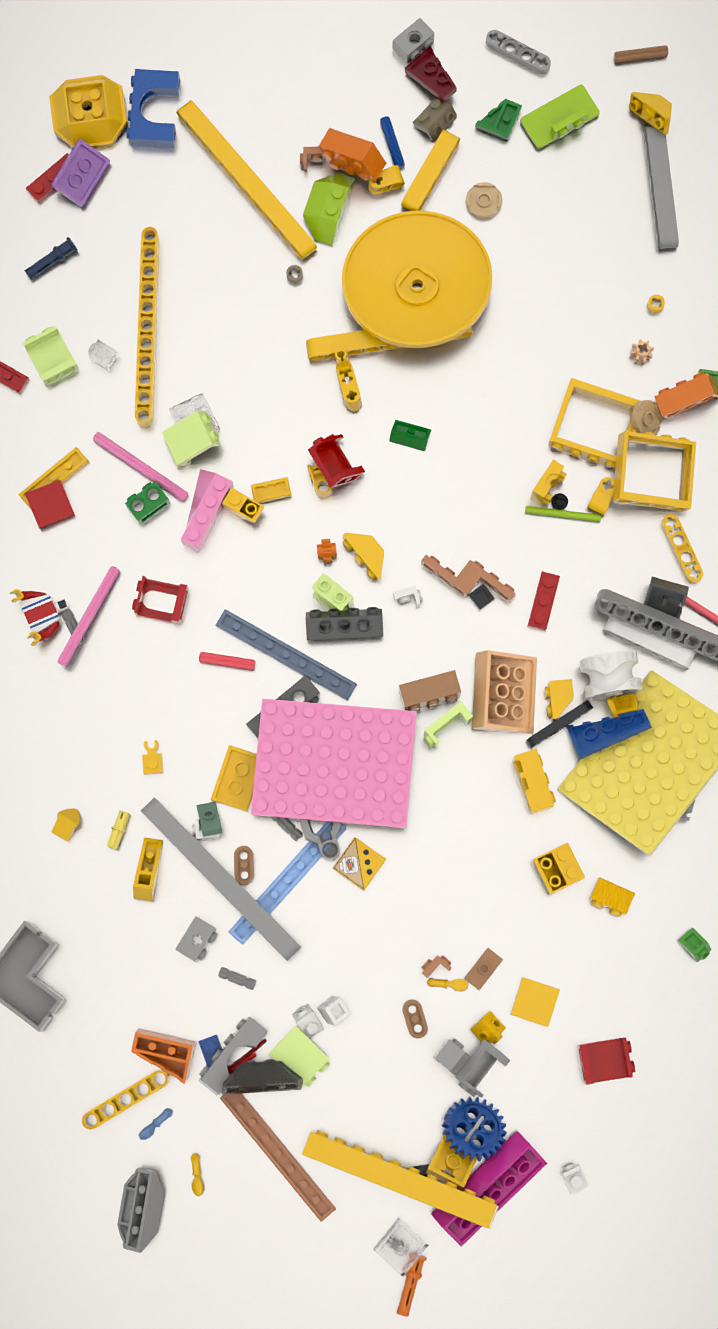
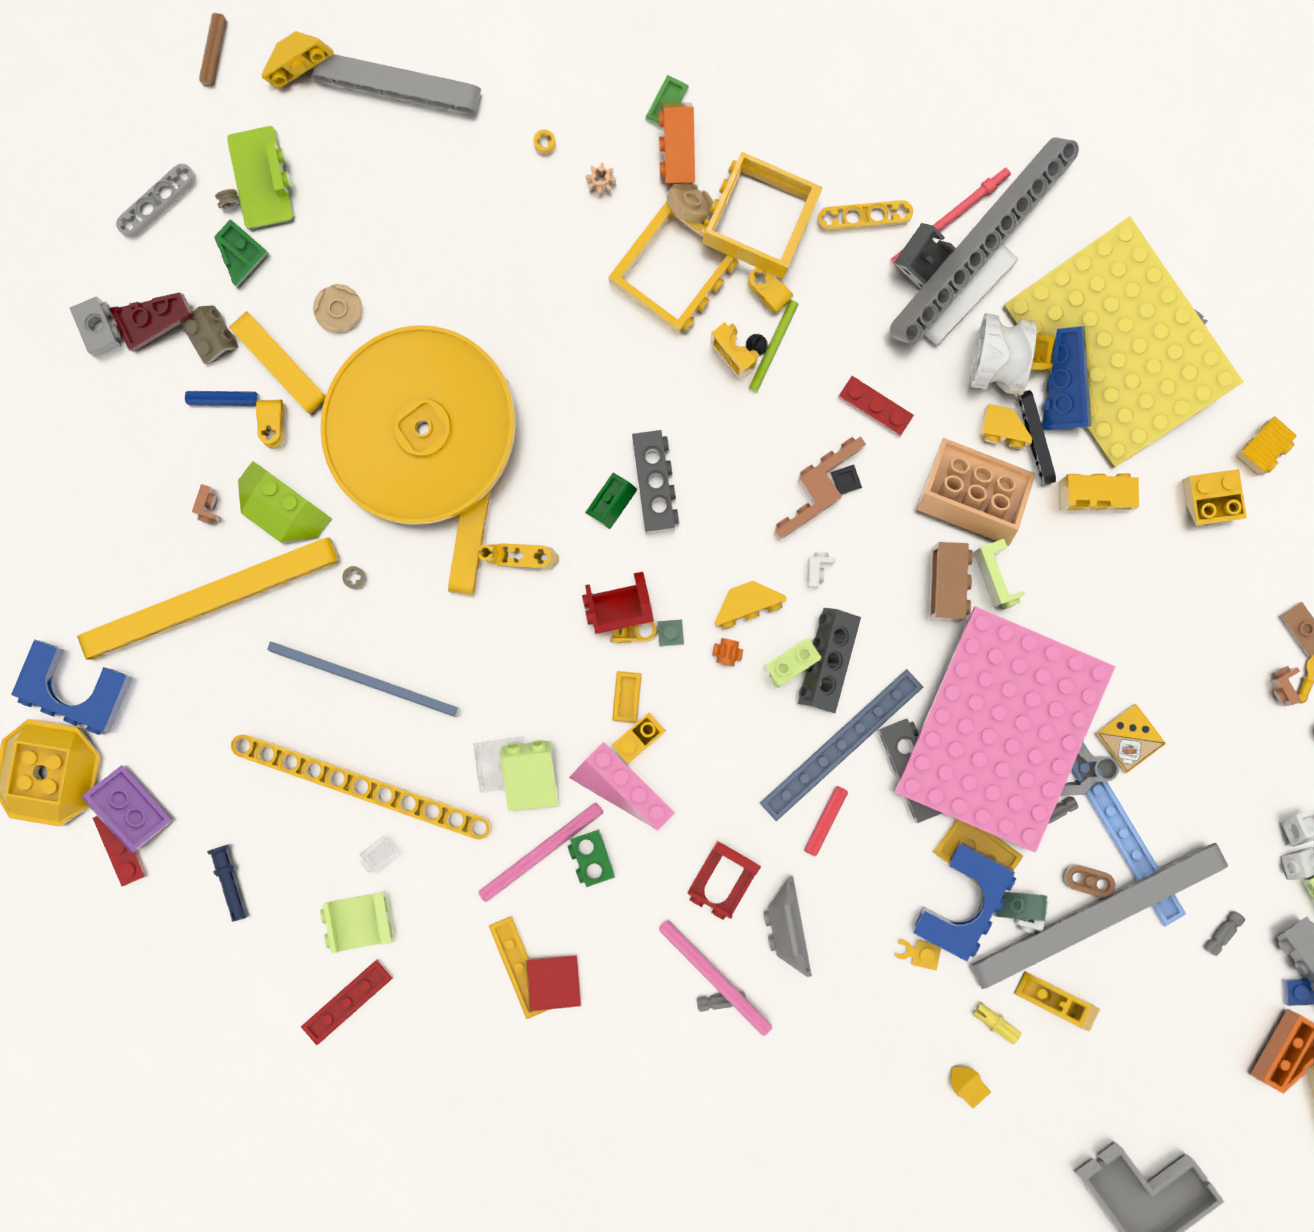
camera: 70 degrees left, 5 degrees up
(40, 613) = (692, 1037): torso -> none
(140, 656) = (787, 927): none -> light grey wedge
(196, 928) = (1150, 962): light grey brick -> none
(222, 790) = (963, 936): none -> blue arch
(223, 307) = (363, 679): none -> sand blue tile
(327, 507) = (670, 633): none -> sand green plate
(352, 154) = (226, 453): orange piece -> none
(438, 450) = (643, 444): none -> dark grey brick
(536, 98) = (227, 198): none -> dark tan bush

